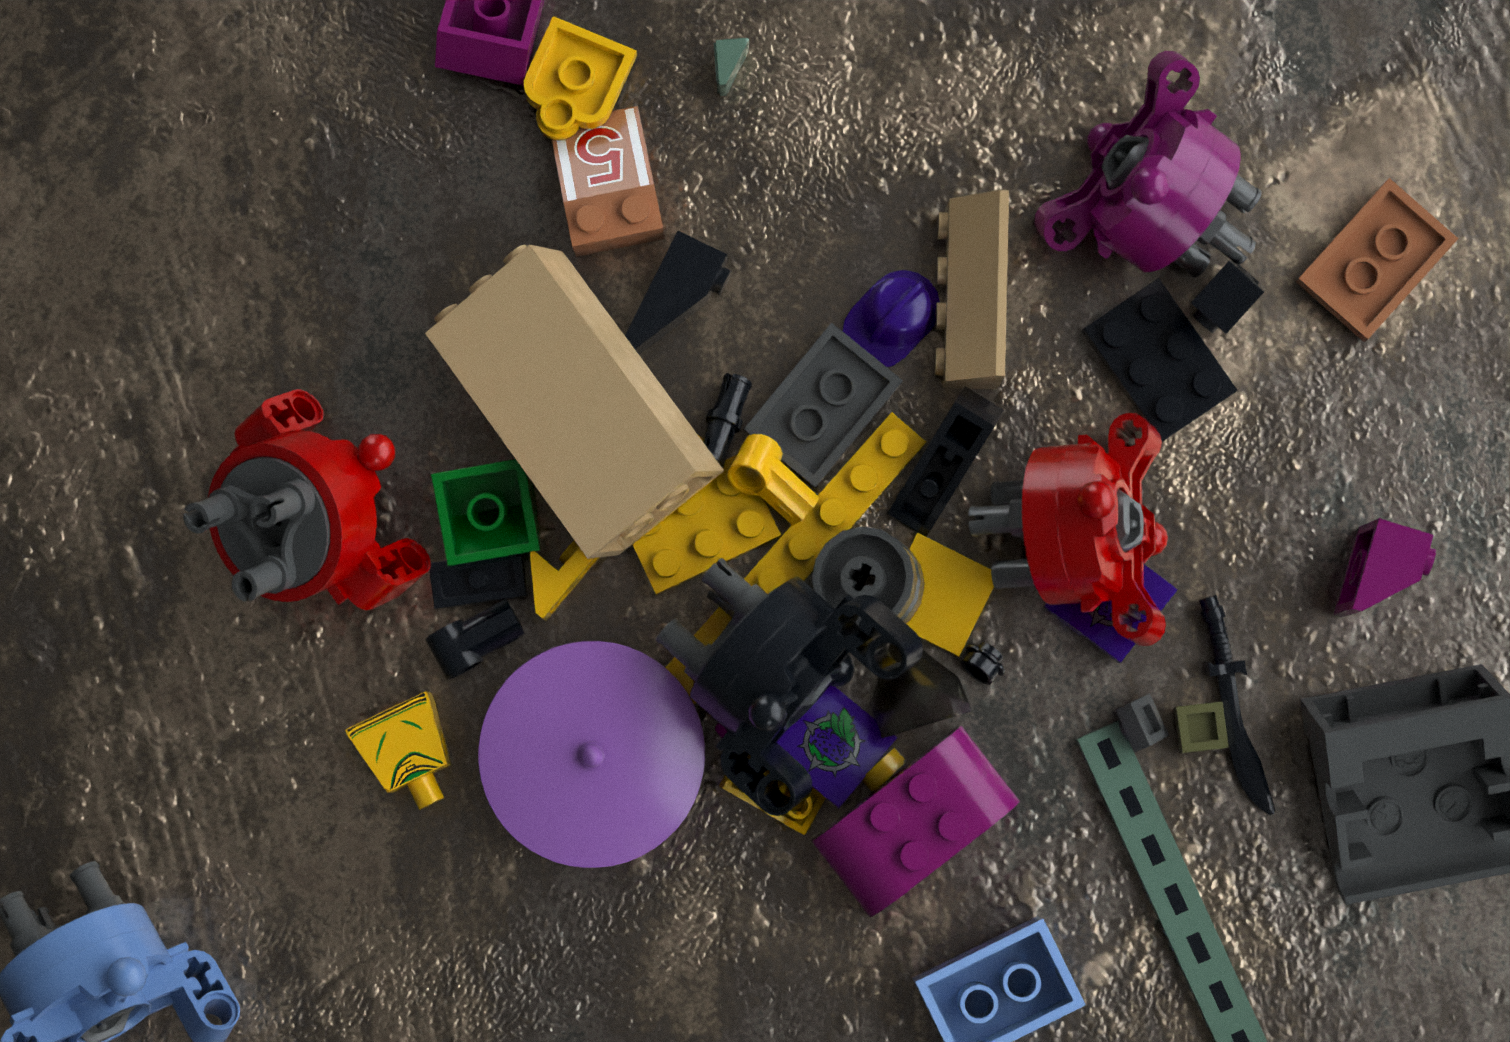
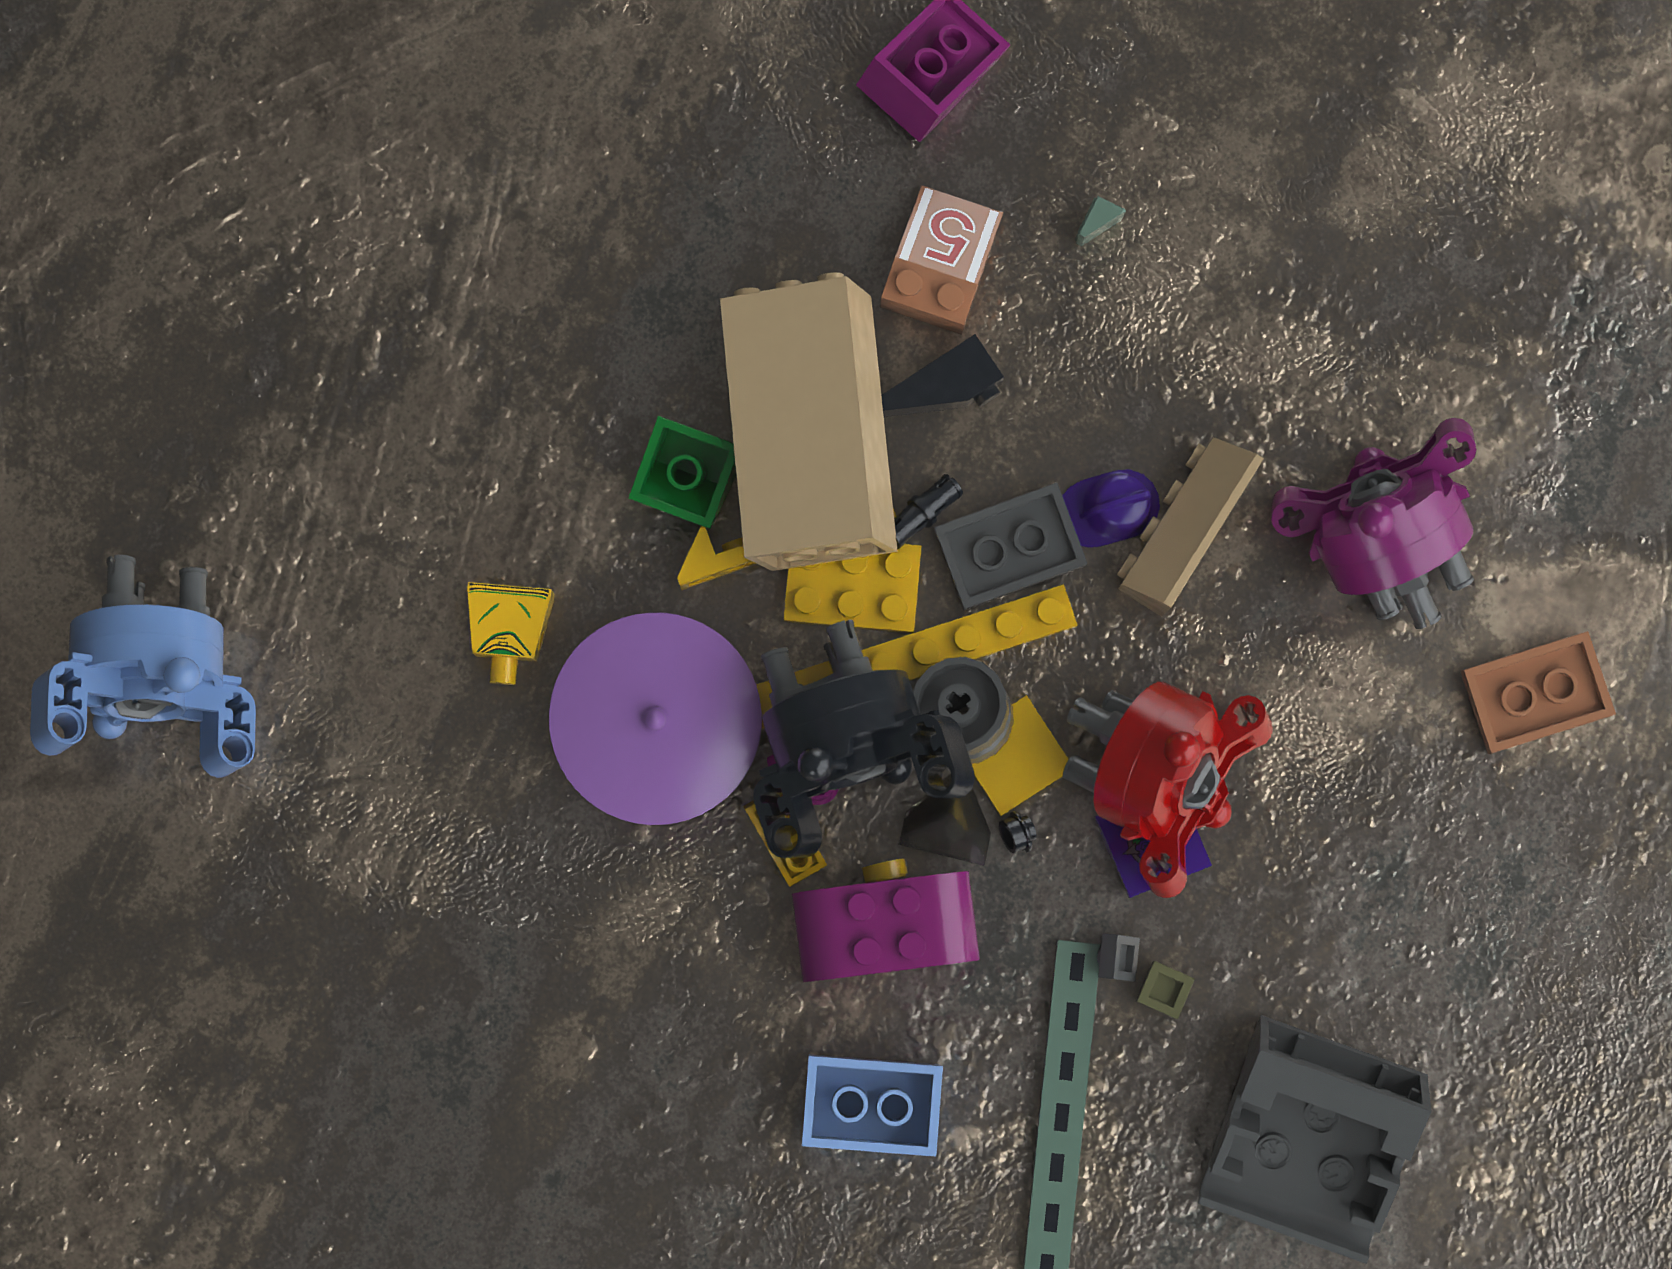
camera: 25 degrees right, 0 degrees up
(301, 511) = (534, 384): piece -> none
(465, 643) = (604, 570): black piece -> none
(477, 581) = (645, 525): black plate -> none
(575, 79) = (964, 161): yellow plate -> none
(760, 472) = (927, 570): yellow piece -> none
(836, 745) = (858, 828): dark purple slope -> none
(945, 461) = (1084, 650): black slope -> none
(1159, 359) = (1309, 670): black plate -> none
(1227, 298) = (1393, 650): black brick -> none
(1243, 755) = (1186, 1036): black sword -> none
(1382, 564) = (1393, 943): magenta slope -> none

